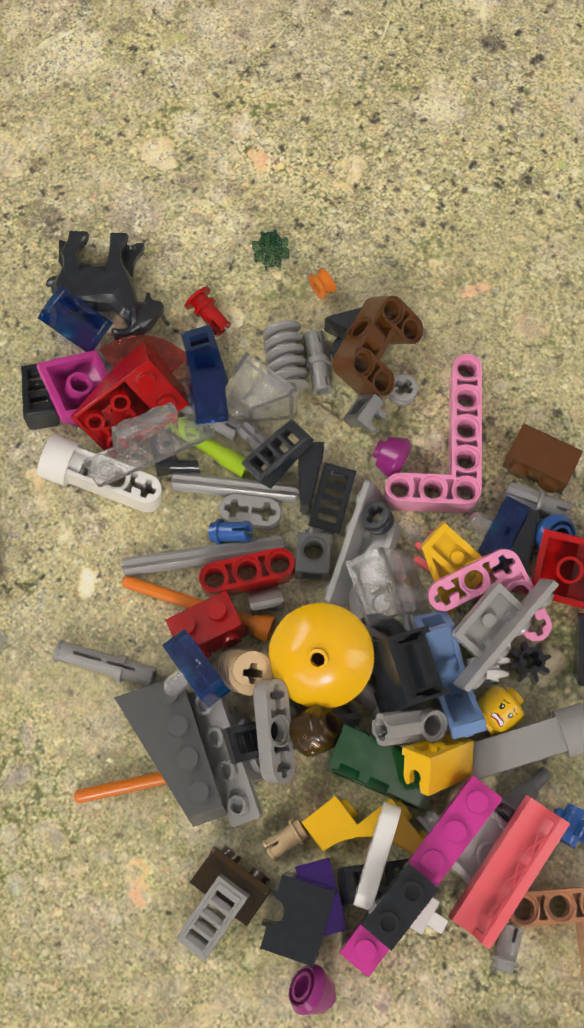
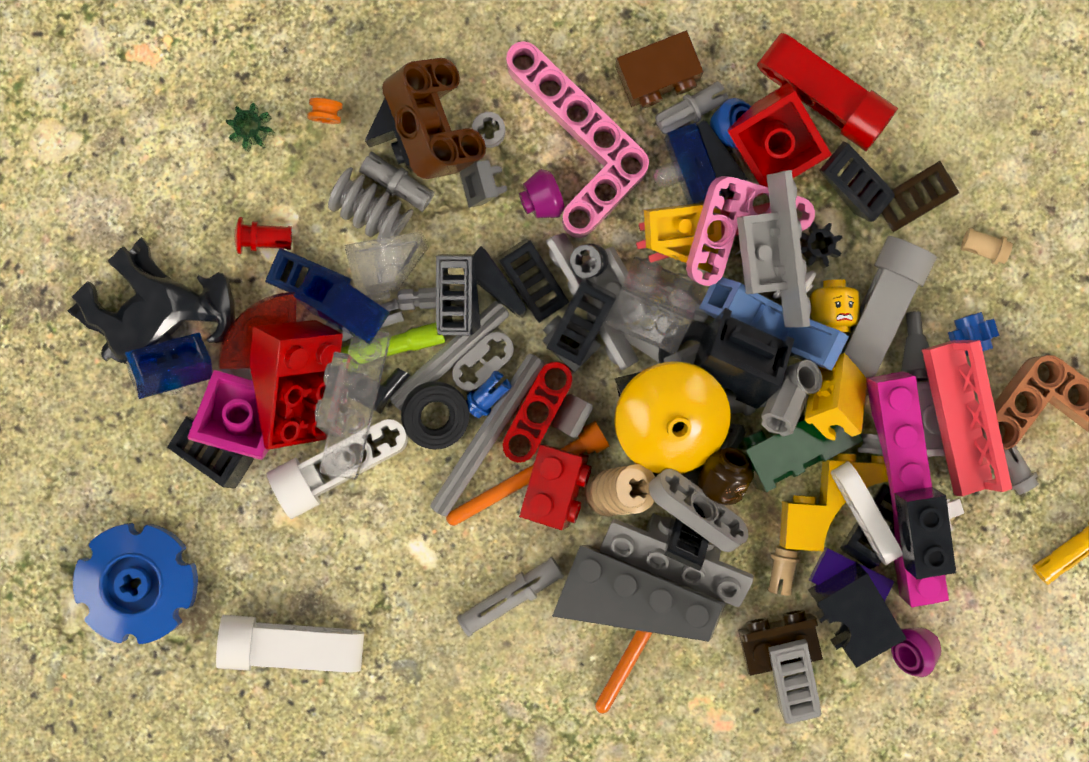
camera: 45 degrees left, 15 degrees up
(193, 671) = (590, 533): clear blue piece -> none
(206, 504) = (445, 435): none -> black tyre
(330, 532) = (597, 292): none -> black slope

